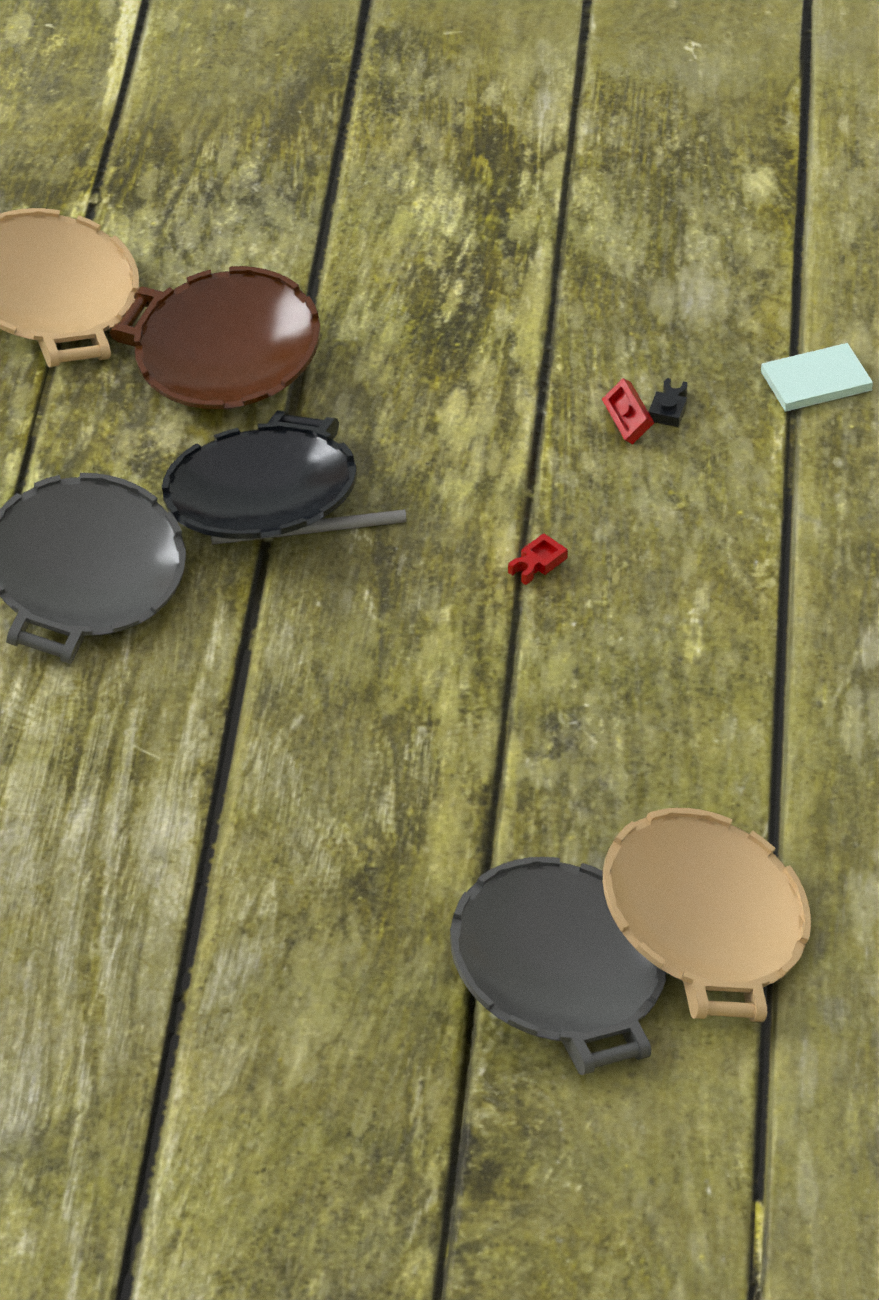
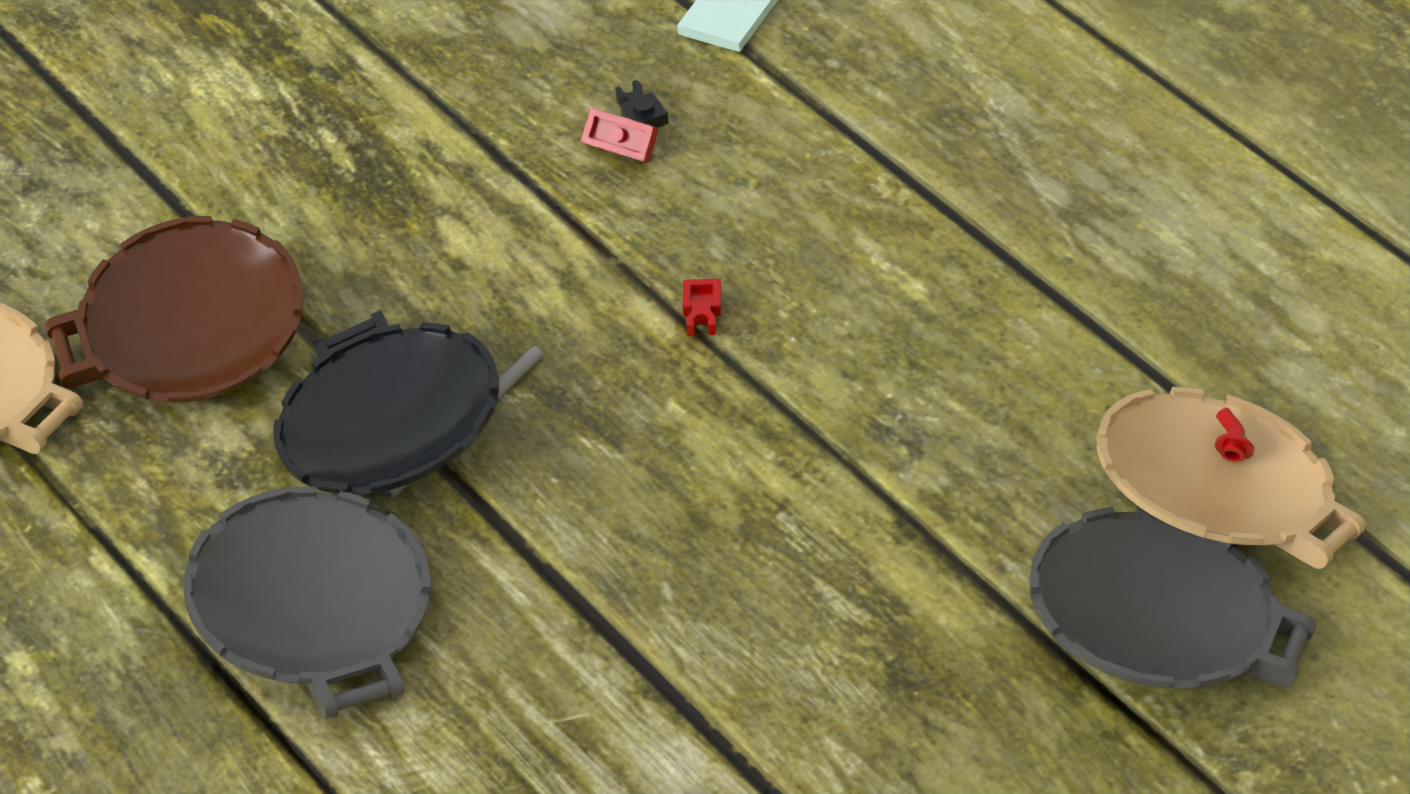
camera: 40 degrees left, 0 degrees up
(751, 897) = (1233, 445): none -> red plate

